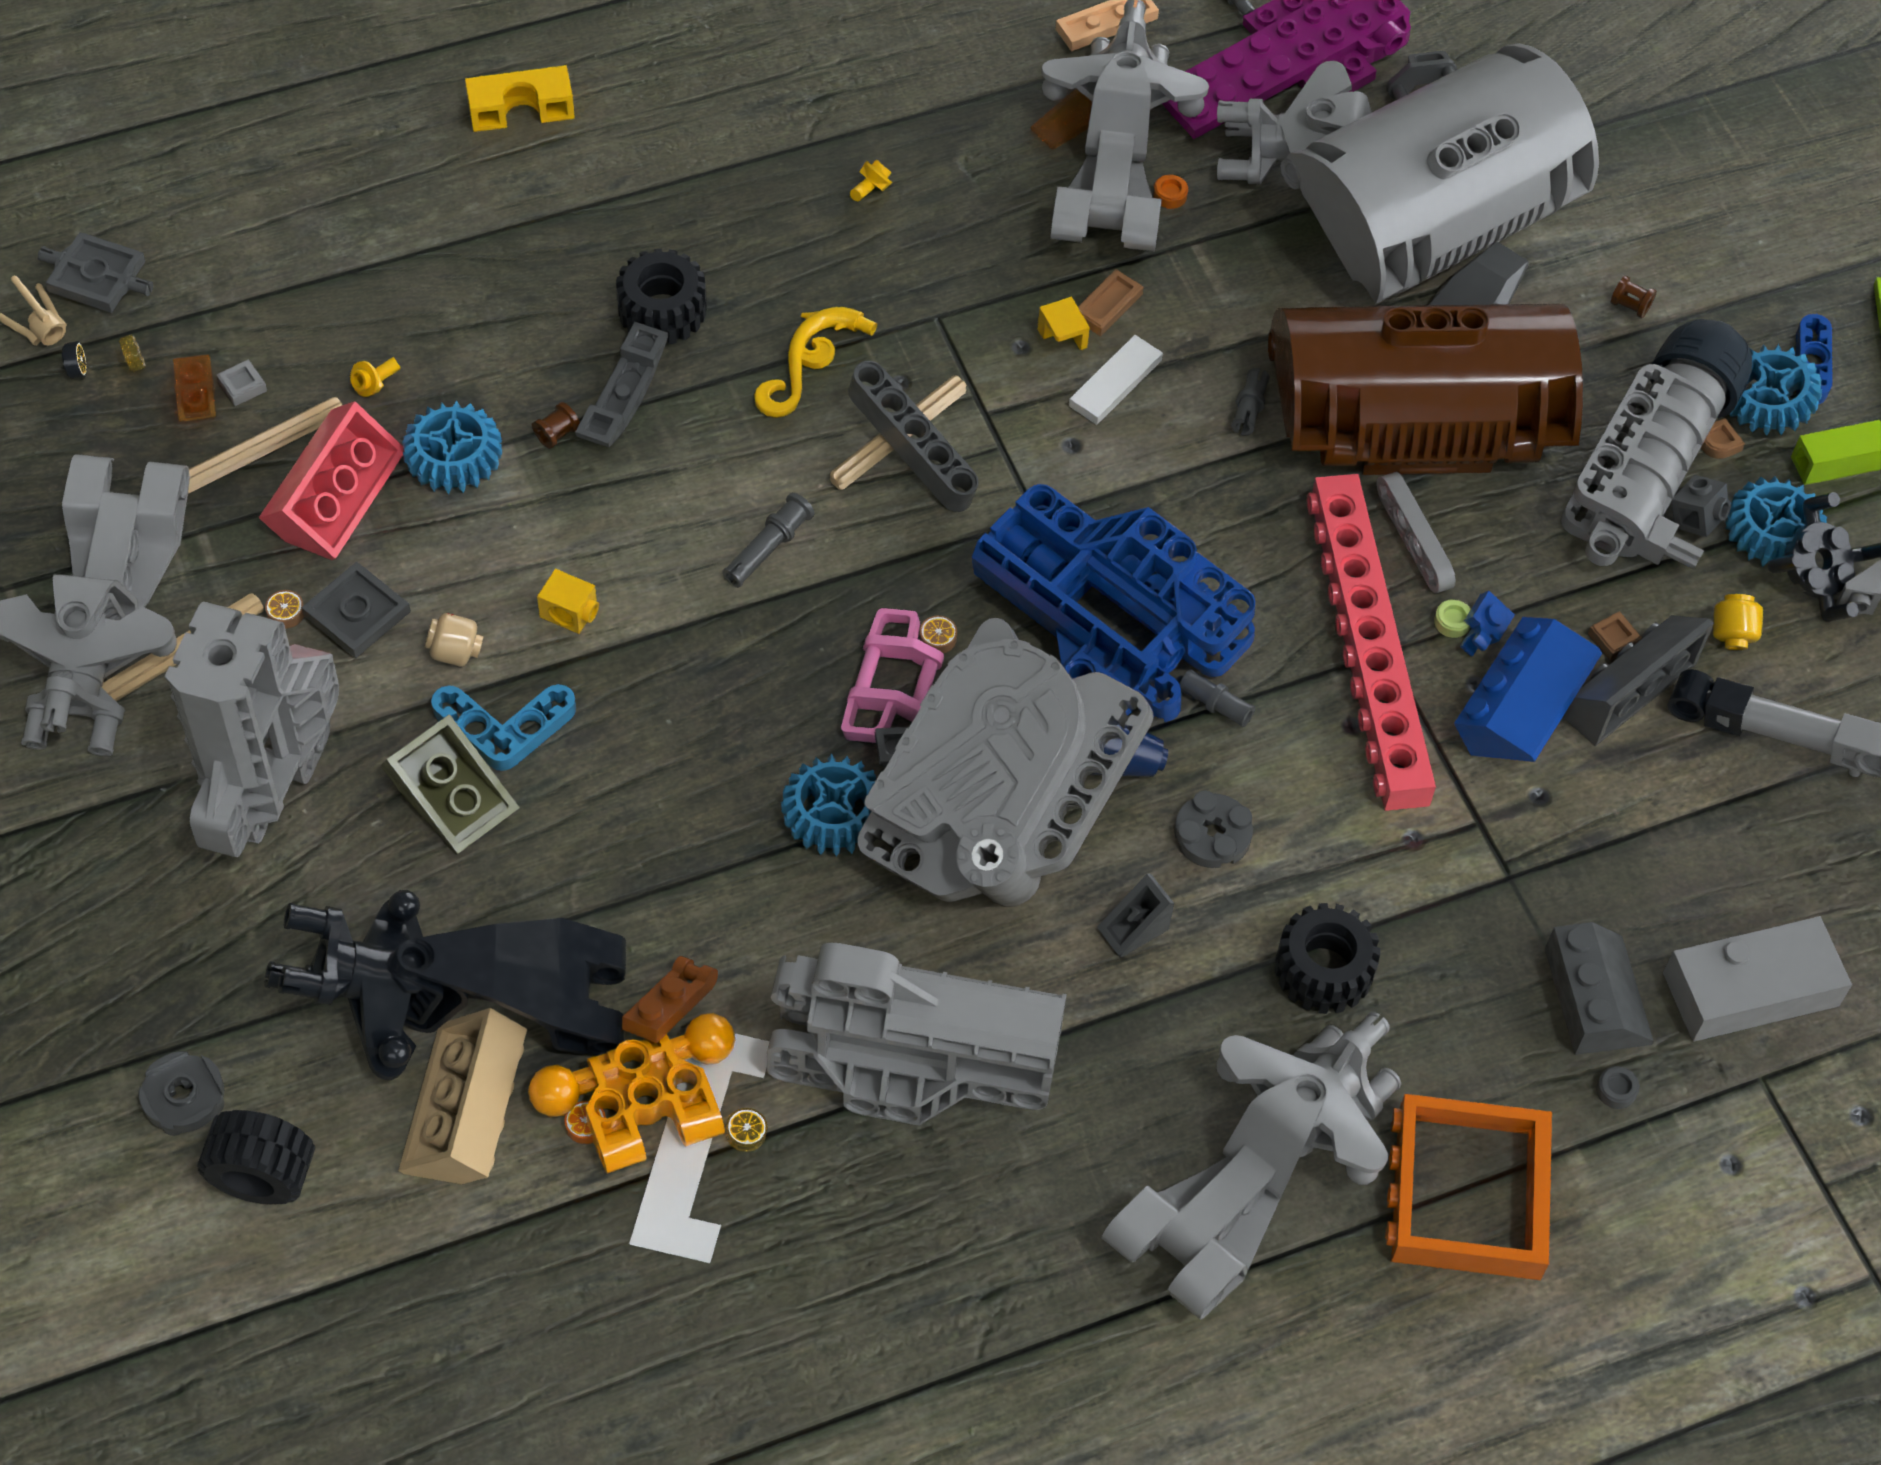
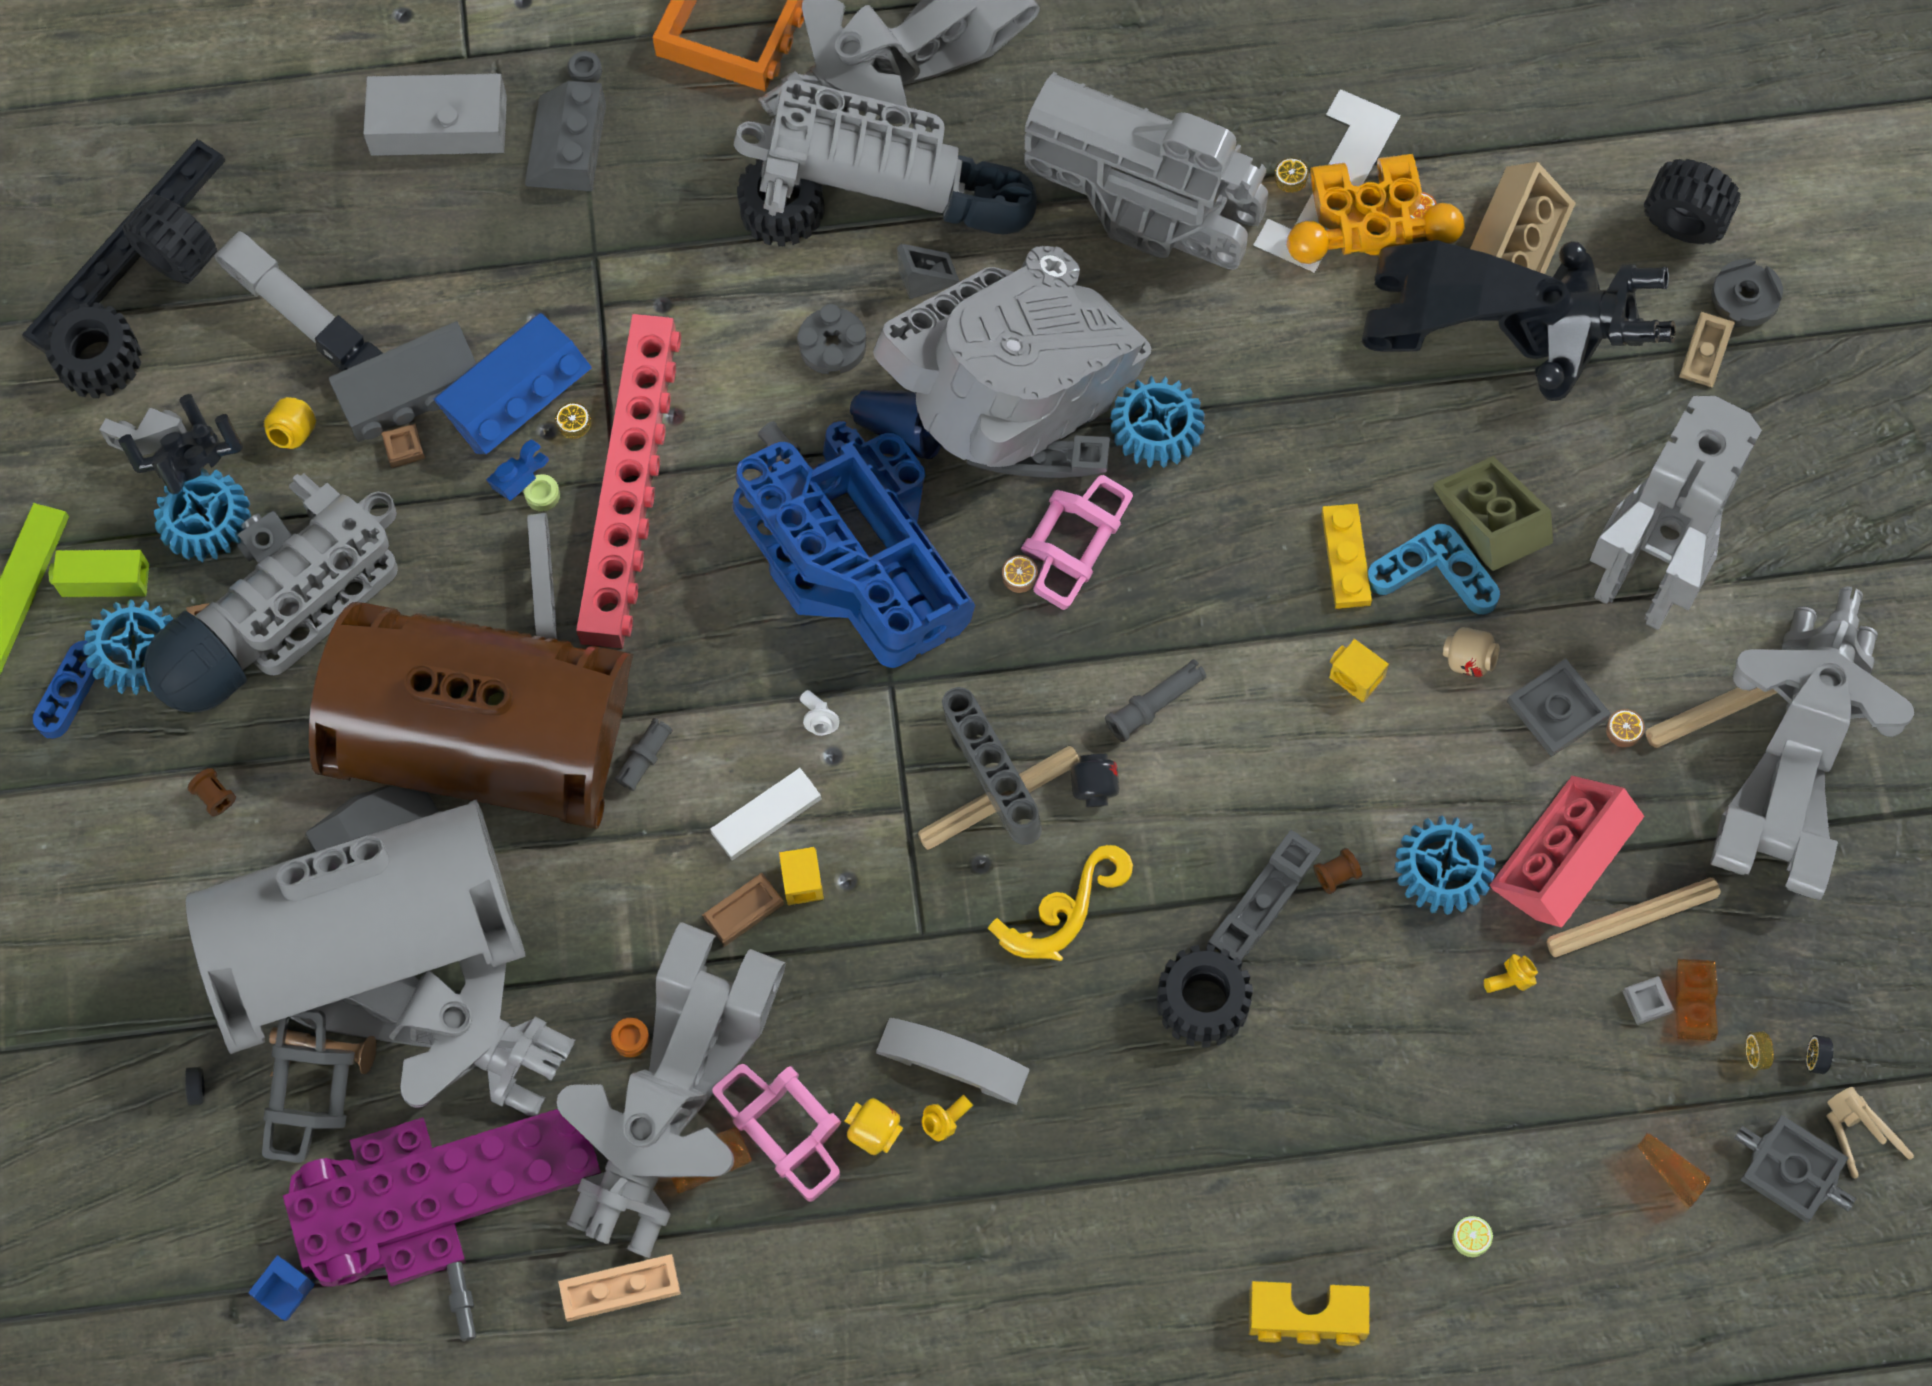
camera: 160 degrees left, 10 degrees up
(205, 249) = (1677, 1172): none -> clear orange slope
(225, 1023) = (1706, 349): none -> tan slope
(384, 179) = (1472, 1236): none -> yellowish green tile
(601, 719) = (1346, 556): none -> yellow plate
(670, 1000) = (1335, 273): dark orange plate -> none
(809, 455) = (1095, 779): none -> black head
(879, 216) = (954, 1058): none -> light grey slope
(932, 155) = (873, 1126): none -> yellow head
(1025, 169) = (746, 1121): none -> bright pink bar
(1091, 459) = (820, 719): none -> white plate
(1234, 981) = (881, 159): none -> light grey piece
(1453, 692) = (573, 420): none -> clear yellow tile

